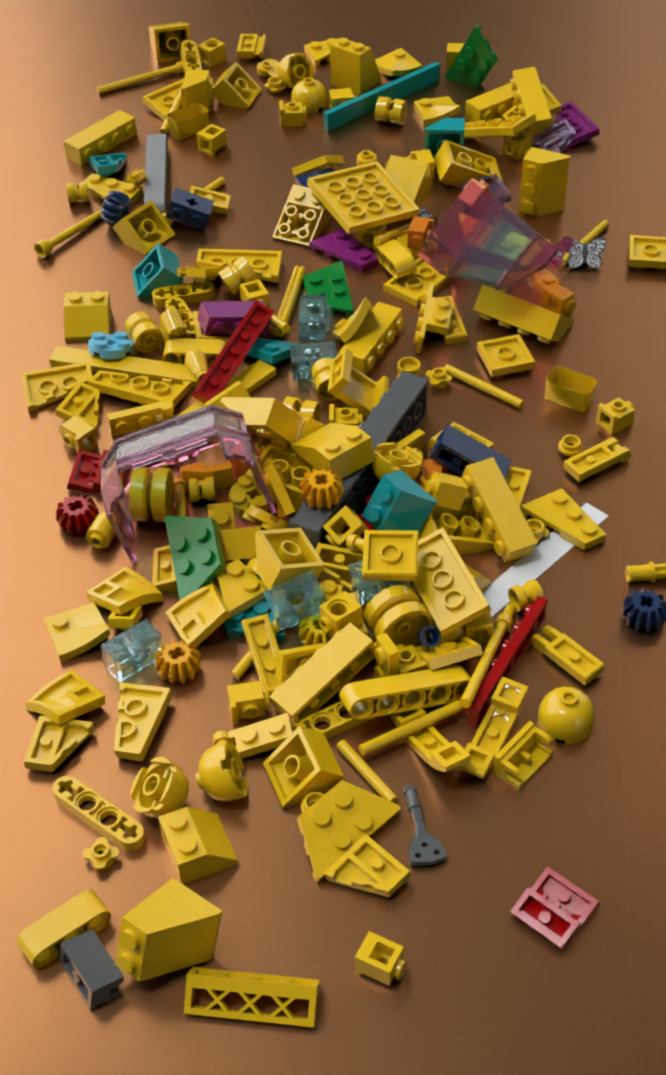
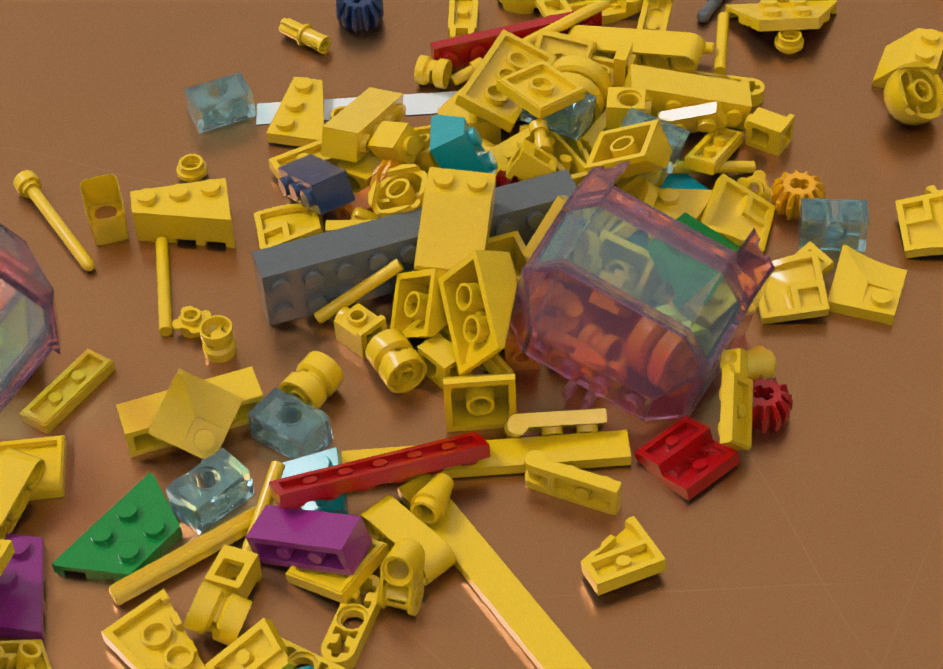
camera: 135 degrees left, 0 degrees up
(53, 383) = (626, 626): yellow wing -> none
(78, 434) = (668, 509): yellow brick -> none
(81, 481) = (736, 400): none -> yellow hinge
(110, 345) = (503, 647): medium azure plate -> none
(139, 388) = (523, 531): yellow wing -> none
(139, 718) = (877, 173): yellow wing -> none
(143, 332) = (435, 615): yellow wheel -> none
(212, 649) = (757, 179): none -> yellow plate
(221, 773) = (849, 85): yellow cylinder -> none
(257, 736) = (787, 99): yellow plate -> none
(302, 766) = (774, 59): yellow slope -> none
(321, 488) = (522, 184): light orange gear -> none
(354, 386) = (303, 333): yellow panel -> none
(434, 316) = (92, 390): yellow bracket -> none
(505, 355) = (94, 295): yellow plate -> none
(521, 414) = (184, 212): none -> yellow wedge
(596, 459) = (191, 140): yellow plate -> none
(619, 412) = (108, 160): yellow brick -> none
(619, 487) = (219, 102): none -> clear light blue brick
(634, 380) = (29, 186): none -> yellow piece

